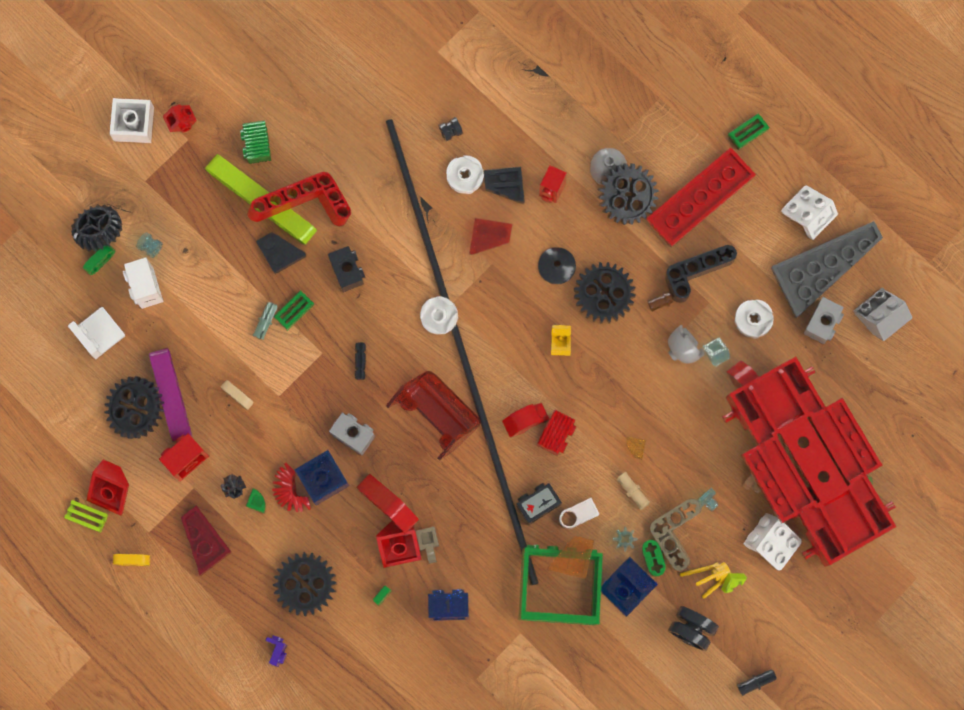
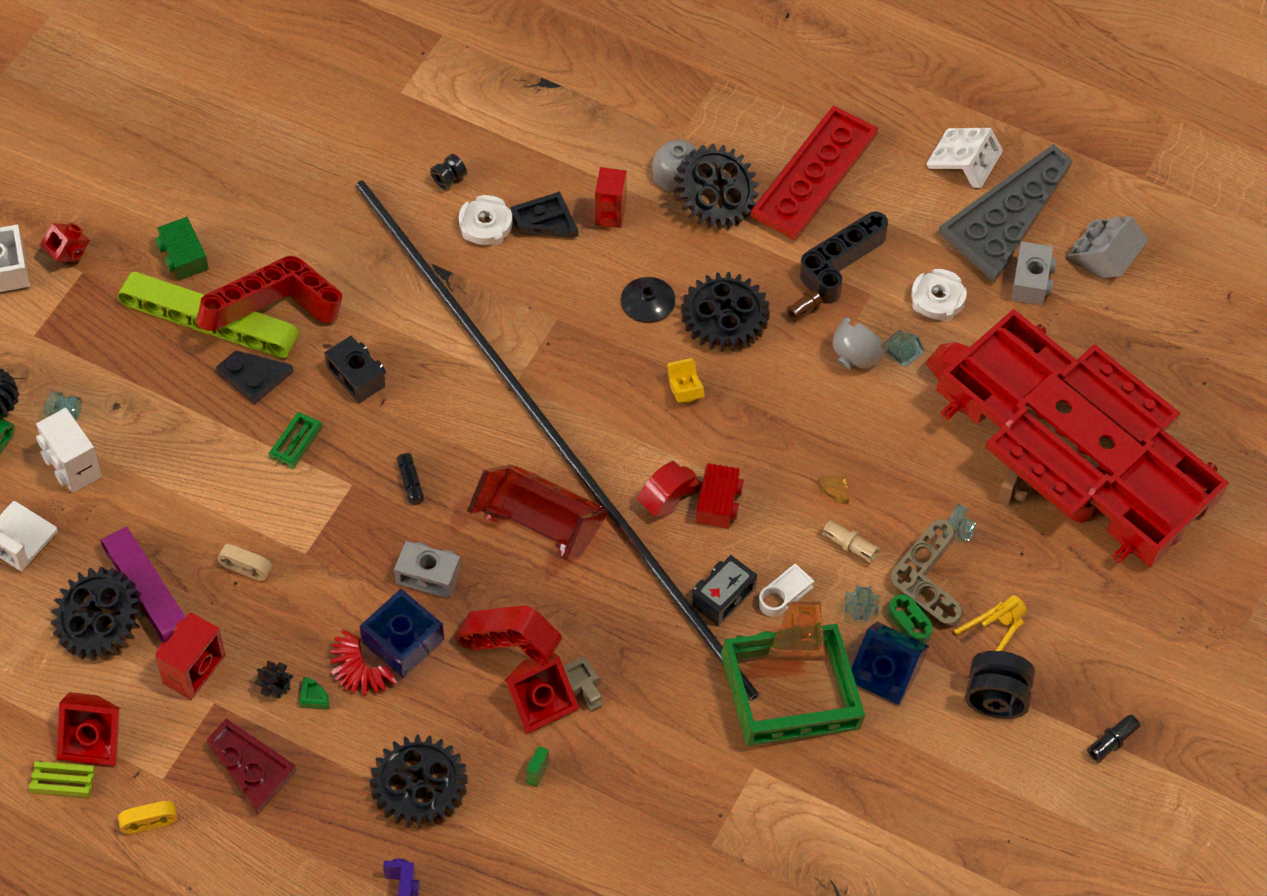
camera: 20 degrees left, 20 degrees down
(265, 321) = (258, 461): sand green axle -> none
(439, 315) = (504, 394): white tile -> none
(448, 605) = (641, 748): clear blue brick -> none
(489, 235) = (543, 282): clear red wing -> none
(732, 581) = (1031, 618): lime tile -> none
(735, 140) = (856, 92): green tile -> none
(773, 541) = (1068, 550): white bracket -> none

